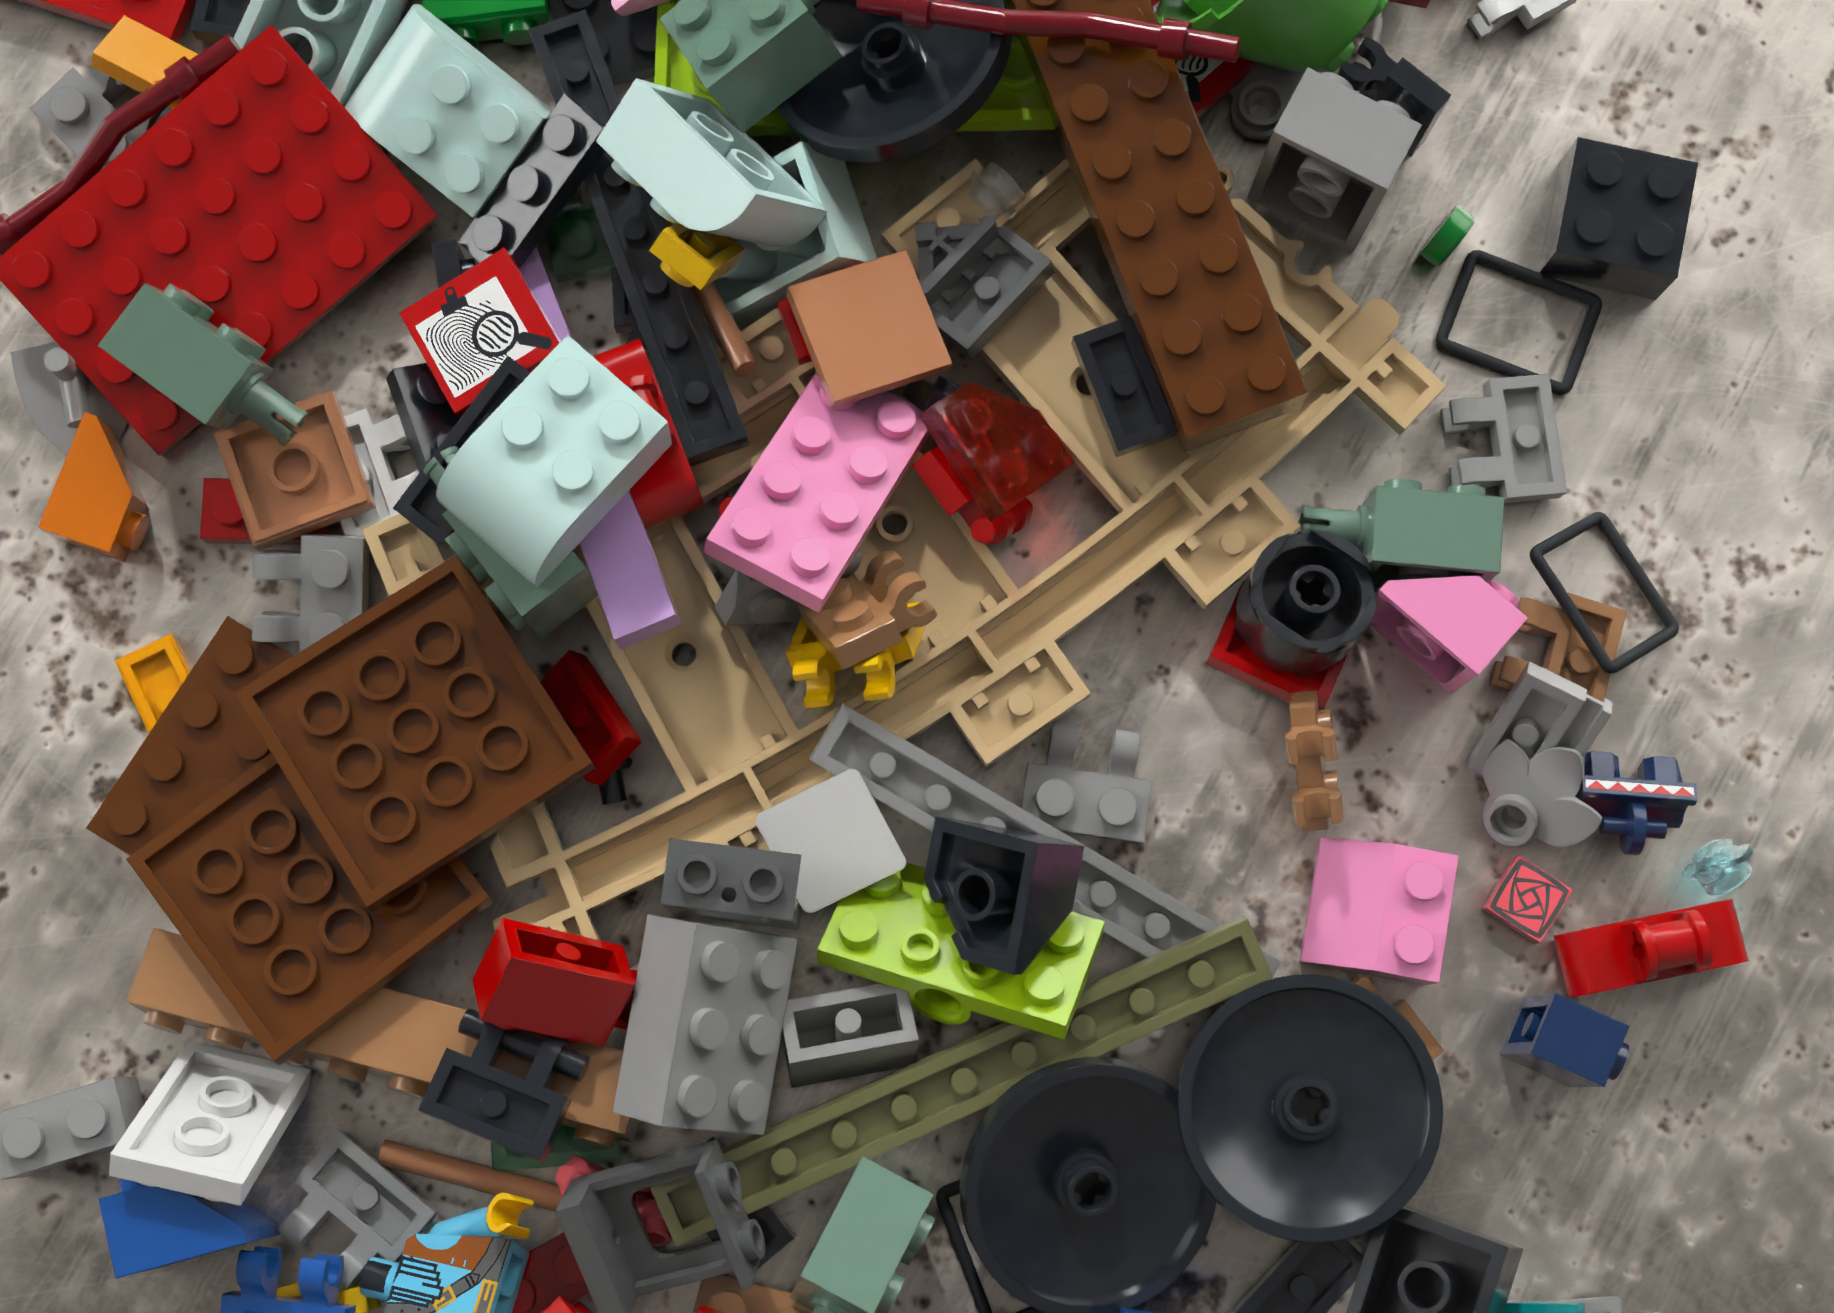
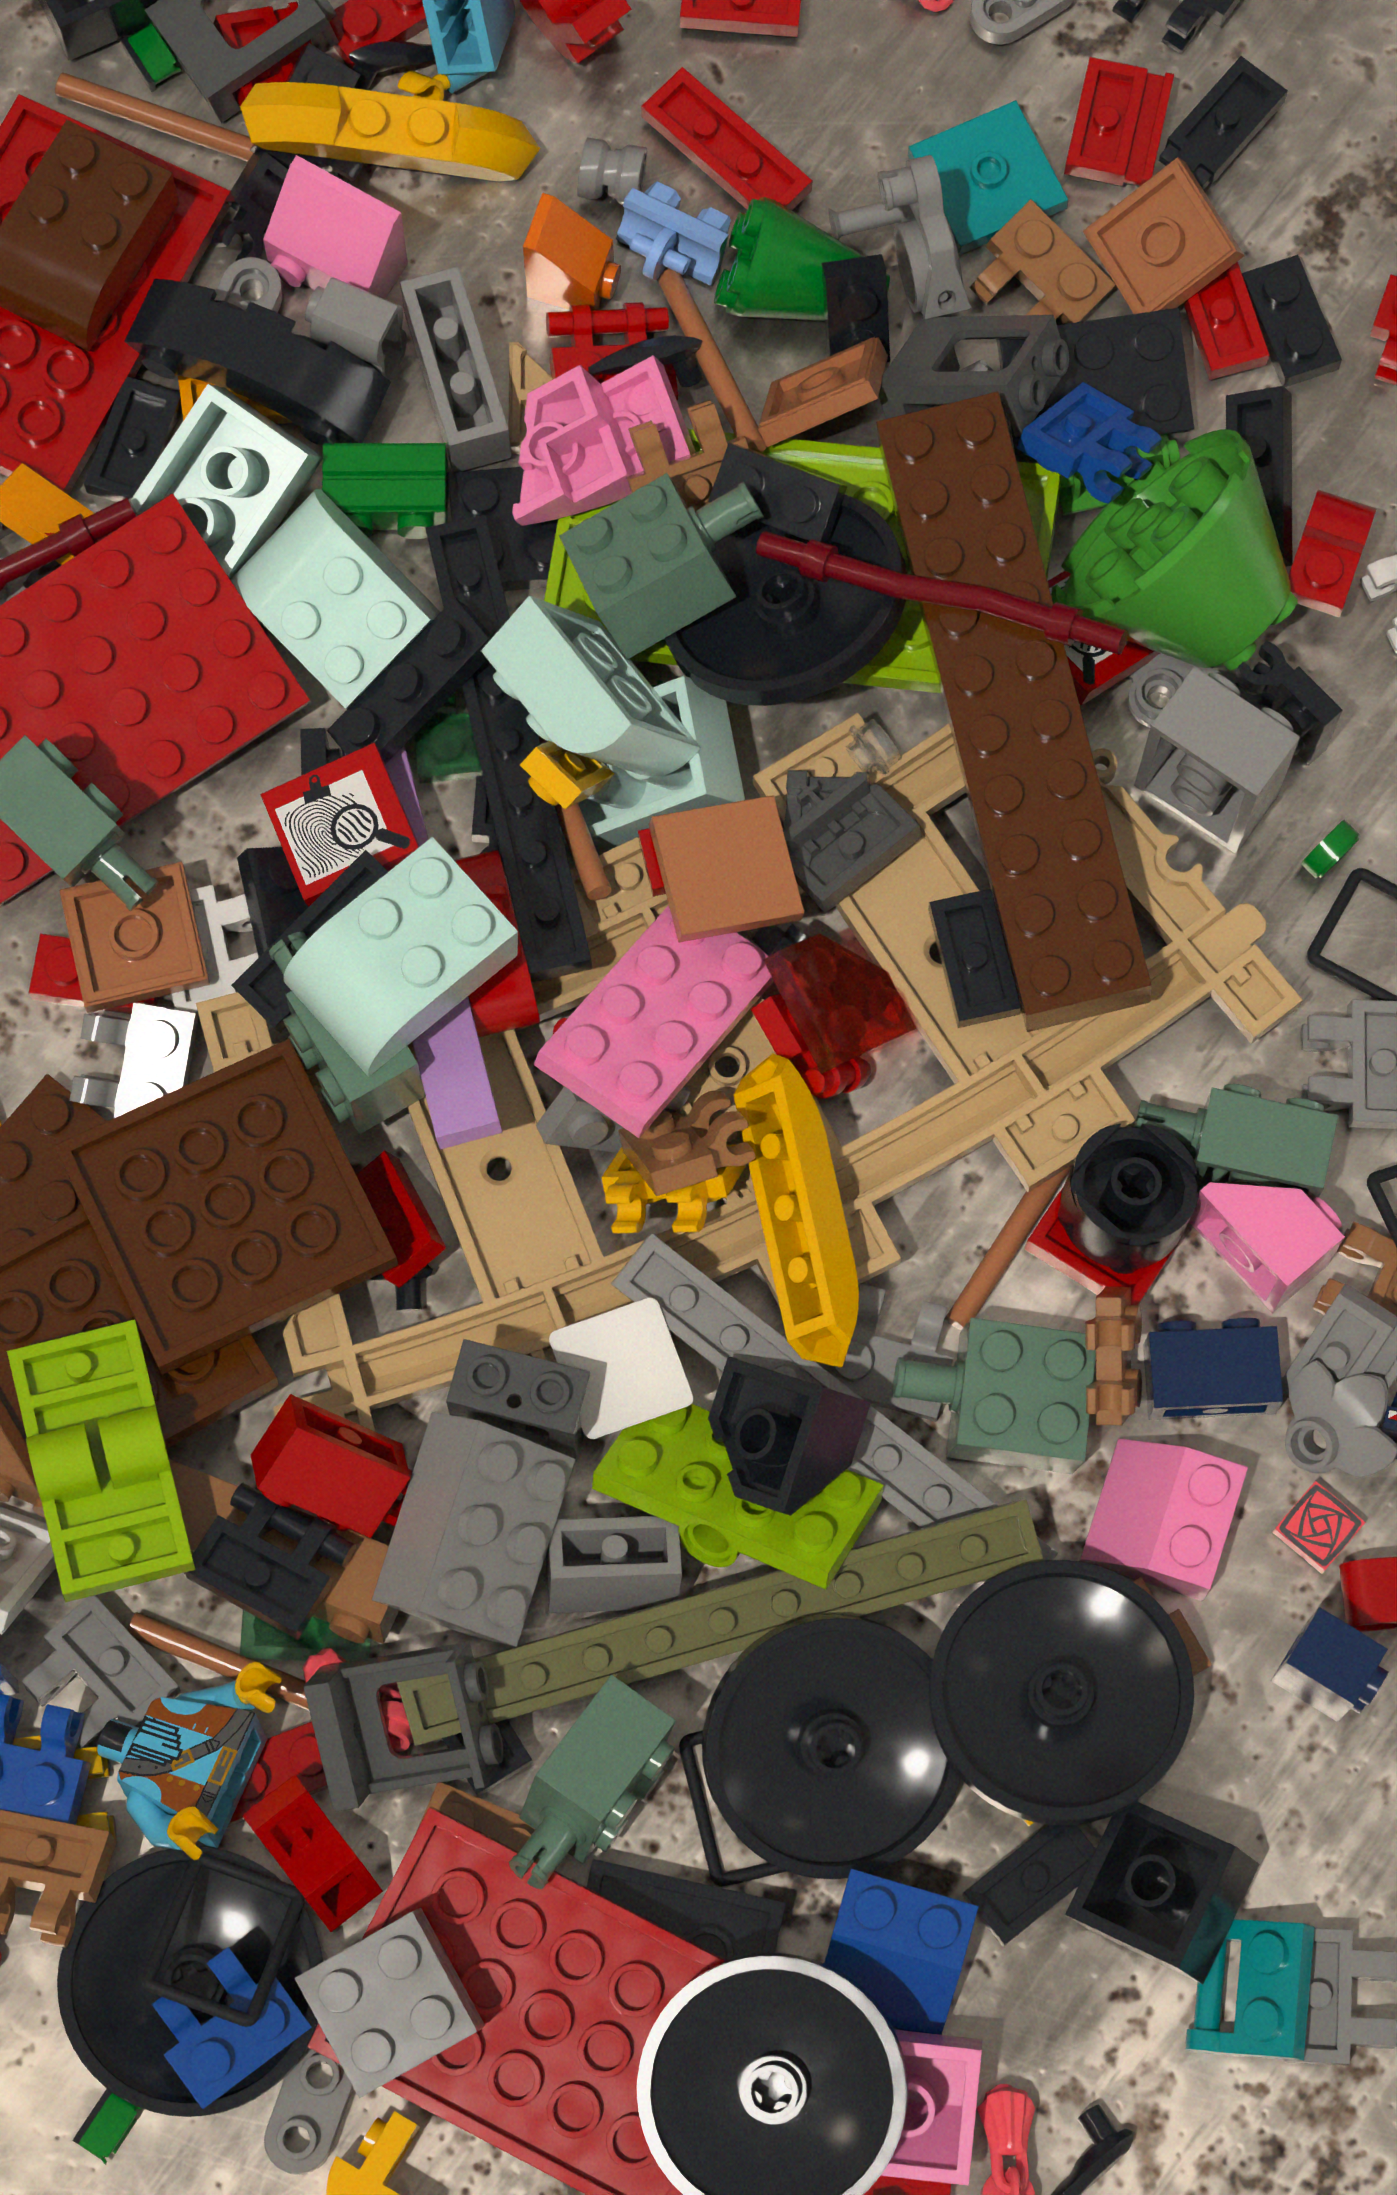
camera: 10 degrees right, 5 degrees down
(318, 1012) = (100, 1461): none -> lime plate
(987, 662) = (800, 1211): none -> yellow brick
(1182, 672) = (1003, 1251): none -> nougat bar
(1214, 811) = (1010, 1394): none -> sand green brick
(1405, 760) = (1212, 1370): none -> dark blue brick

